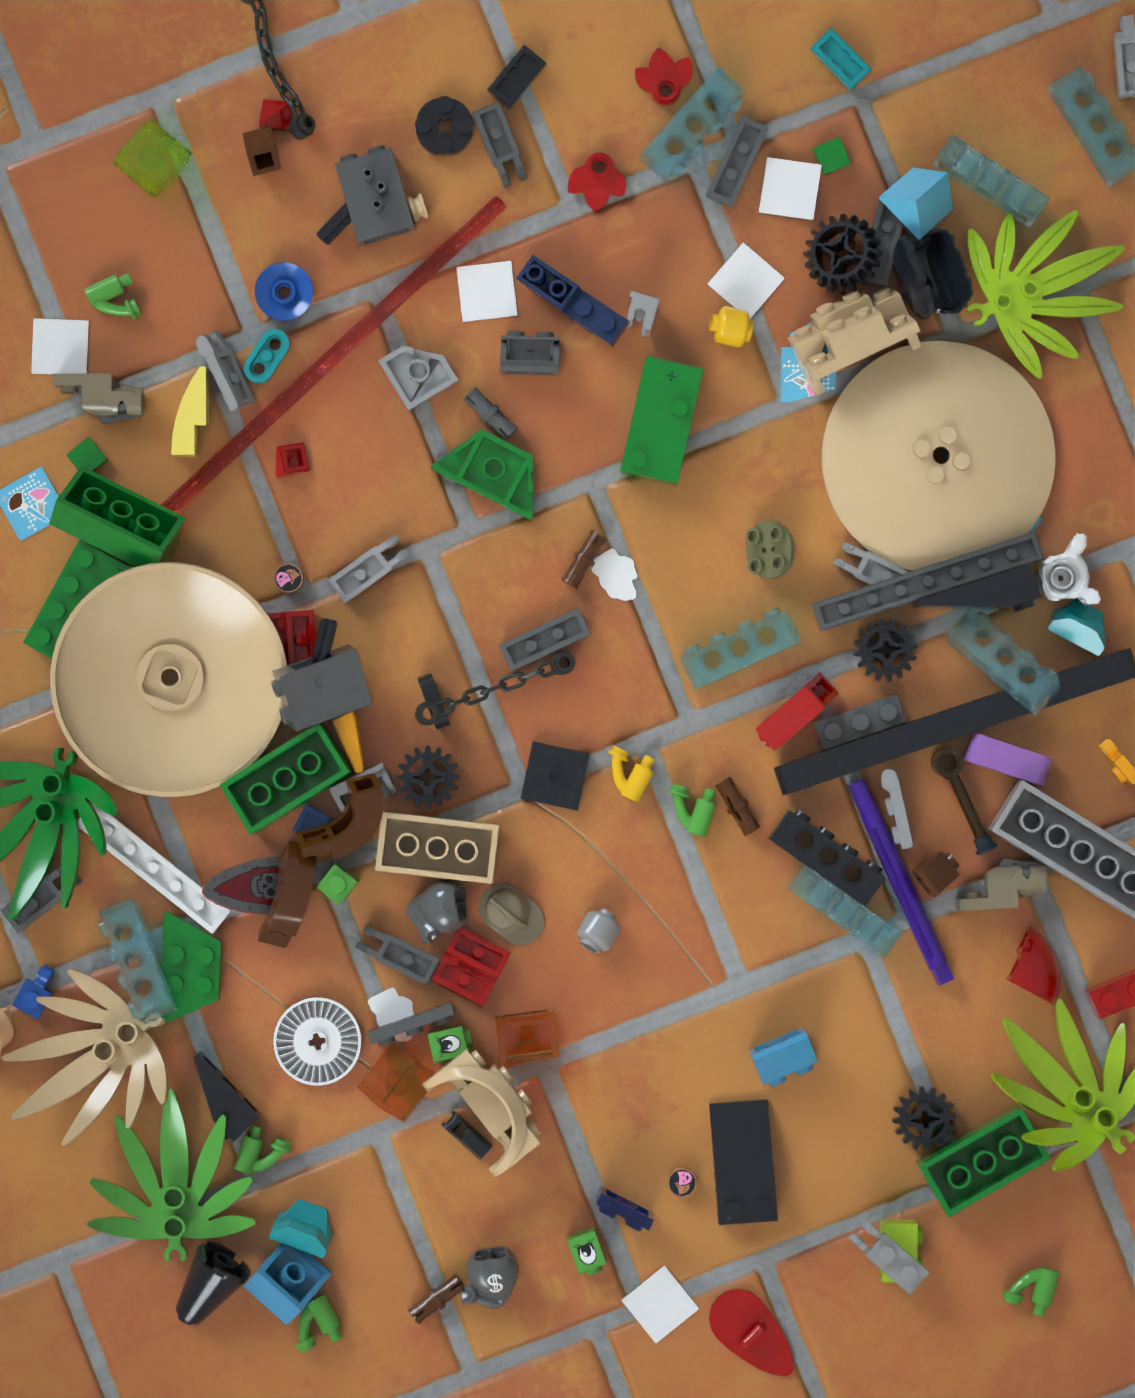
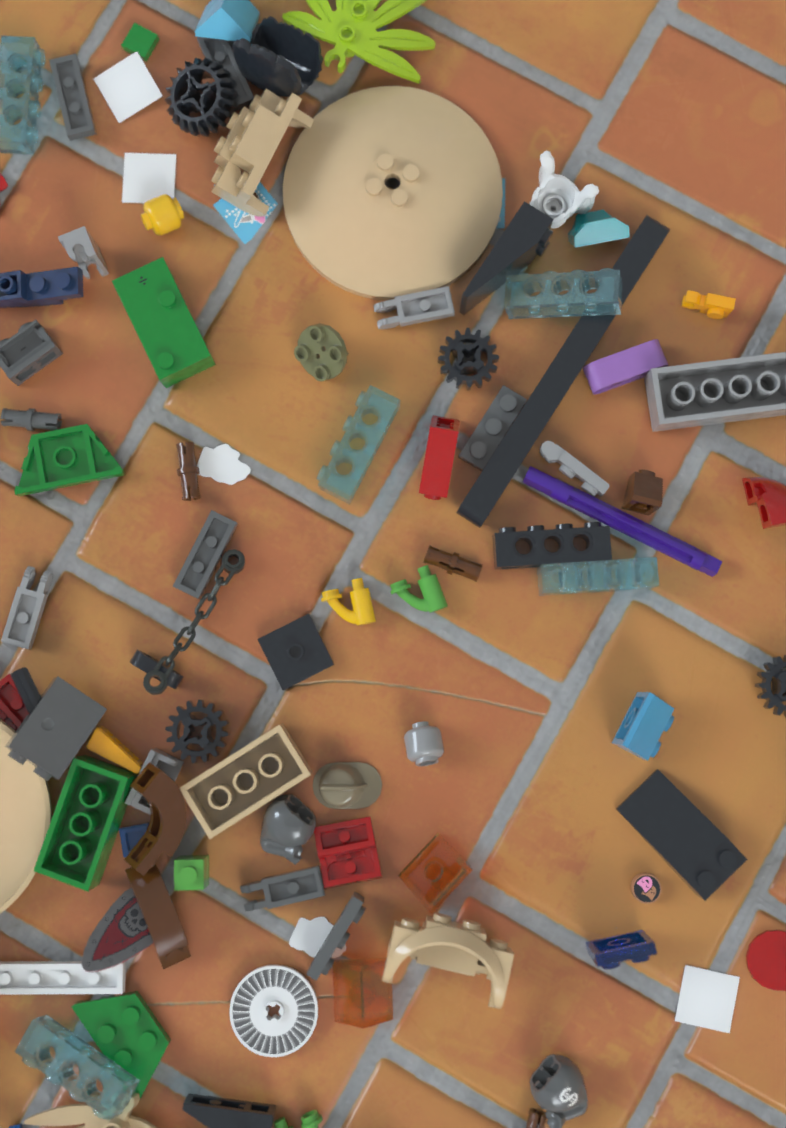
camera: 40 degrees left, 5 degrees down
(449, 1042) = (377, 927): bright green brick -> none
(470, 1139) = (456, 989): black bar -> none
(587, 1251) = (617, 1005): bright green brick -> none
(927, 581) = (448, 295): dark grey tile -> none
(982, 840) = (656, 441): dark brown piece -> none
(1004, 885) = (702, 461): dark tan plate -> none

